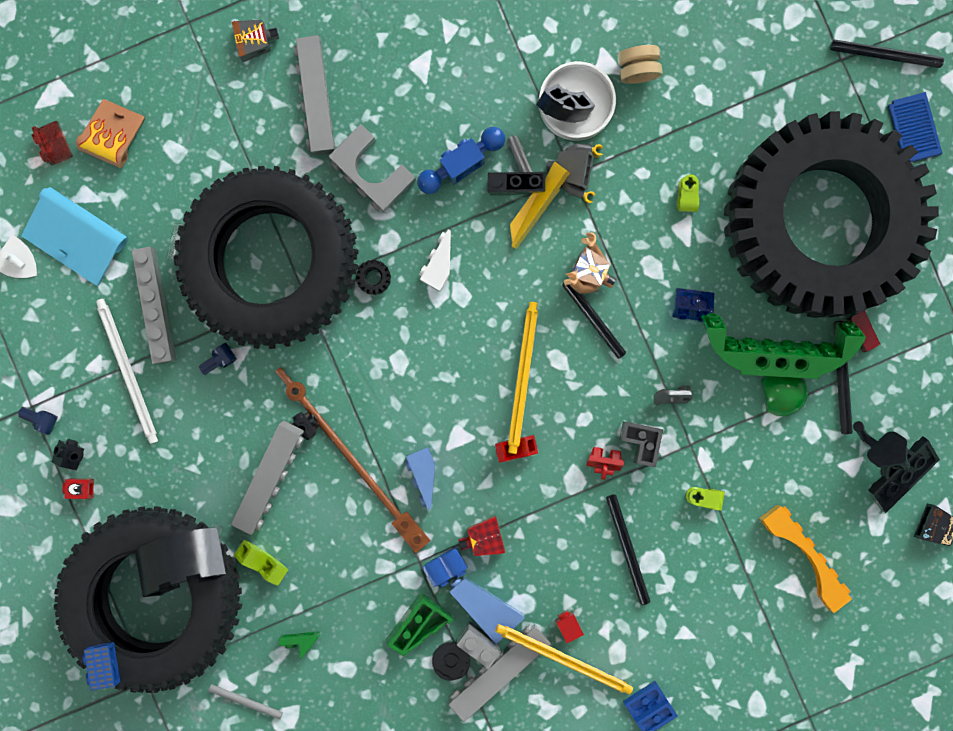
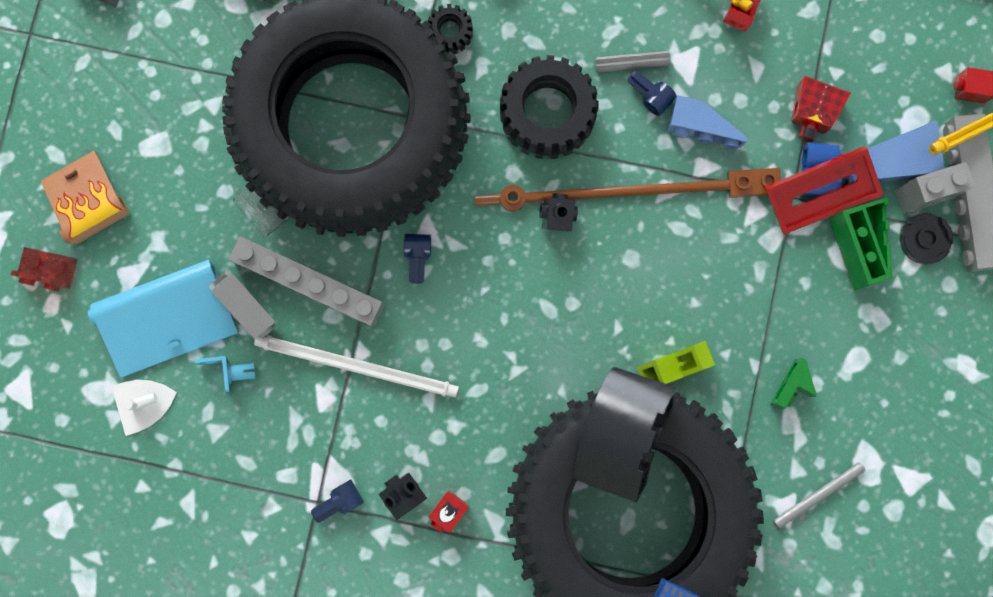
camera: 55 degrees left, 5 degrees down
(68, 299) = (232, 372): none -> medium azure bracket
(109, 278) = (241, 304): none -> light grey brick
(267, 478) = (589, 287): light grey brick -> none
(337, 374) = (553, 75): none -> black tyre
(405, 572) = (797, 216): none -> red piece
(421, 433) = (656, 96): none -> dark blue axle
(435, 405) = (632, 61): none -> light grey axle

